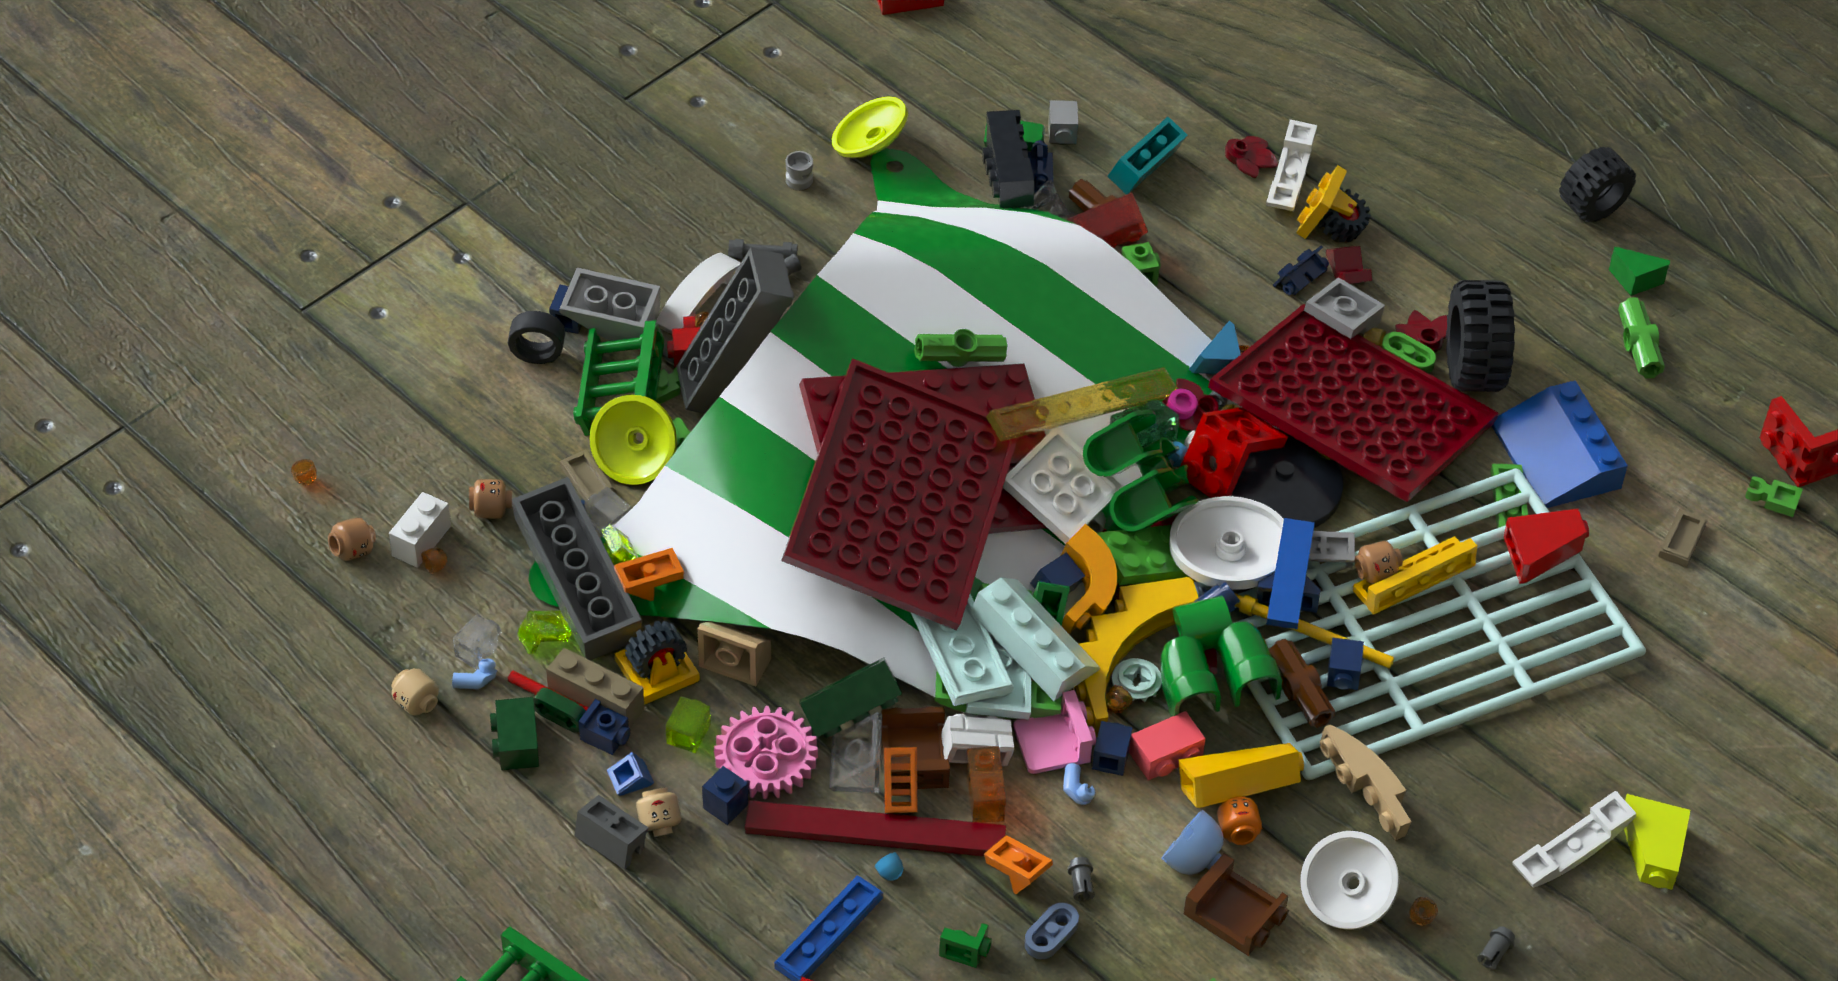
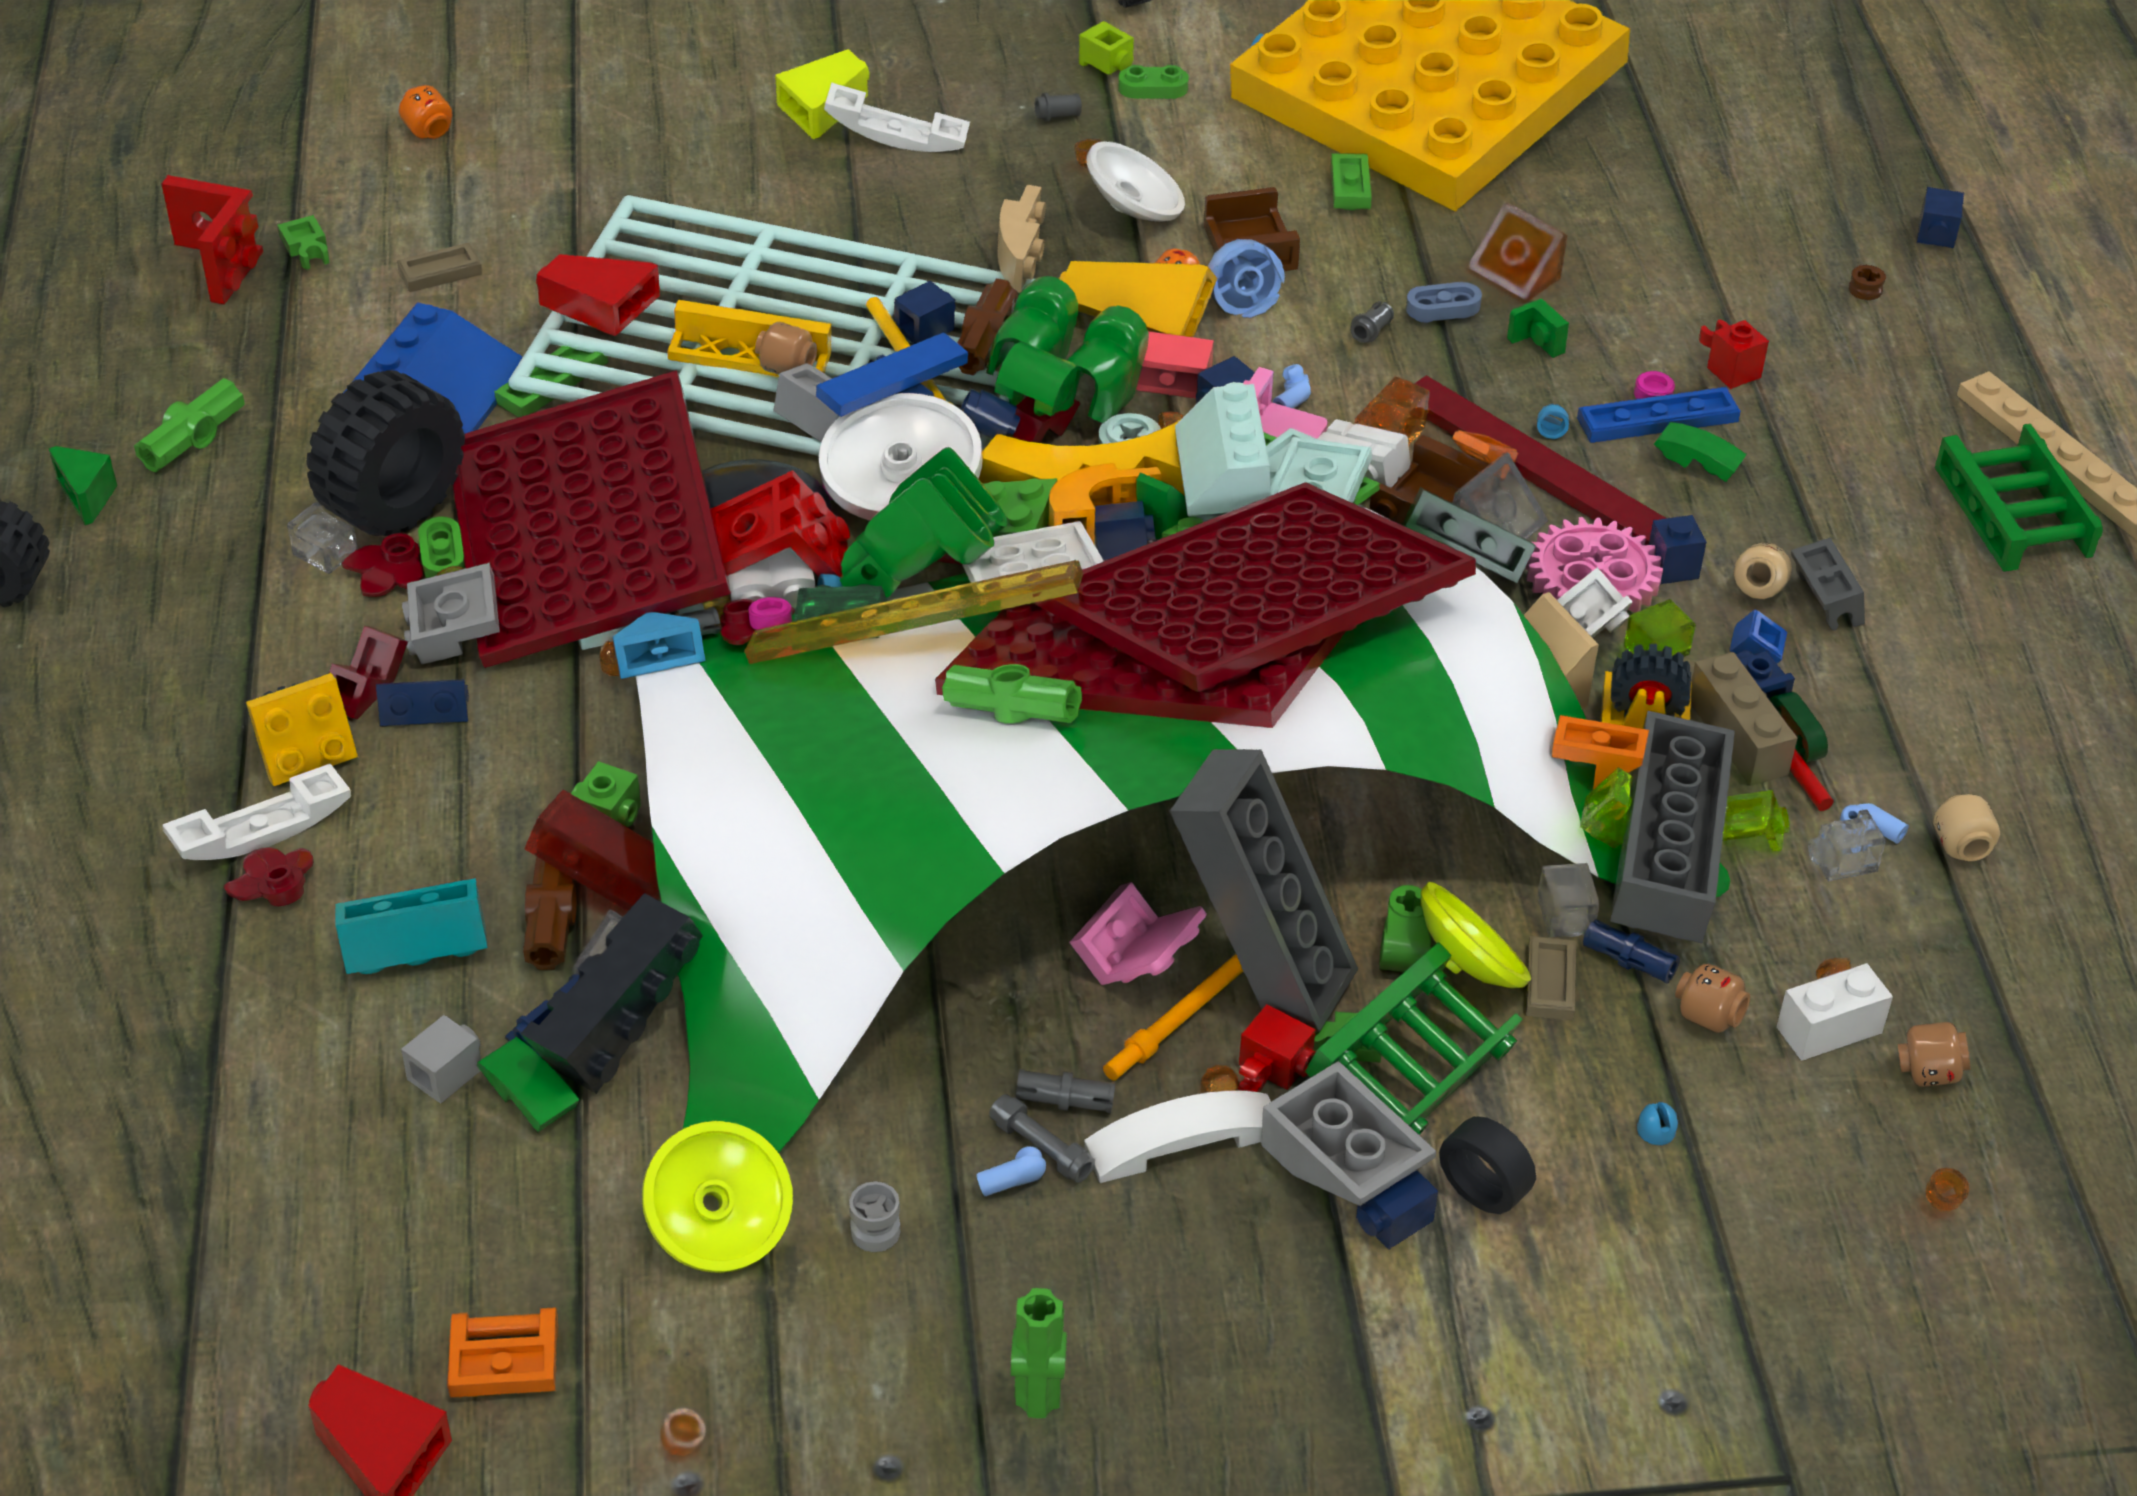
camera: 140 degrees left, 5 degrees down
(471, 431) = (1649, 1123): none -> dark azure hinge
(516, 733) = (1868, 728): dark green brick -> none
(660, 129) = (1038, 1352): none -> bright green piece
(736, 695) = (1596, 604): none -> white bracket
(757, 225) = (1026, 1168): none -> light blue arm
(773, 899) = (1684, 442): none -> green slope
(788, 54) = (679, 1427): none -> clear orange hinge
(850, 953) = (1653, 384): none -> dark pink tile
(892, 36) = (505, 1363): none -> orange plate
(1018, 862) = (1429, 339): orange slope -> none

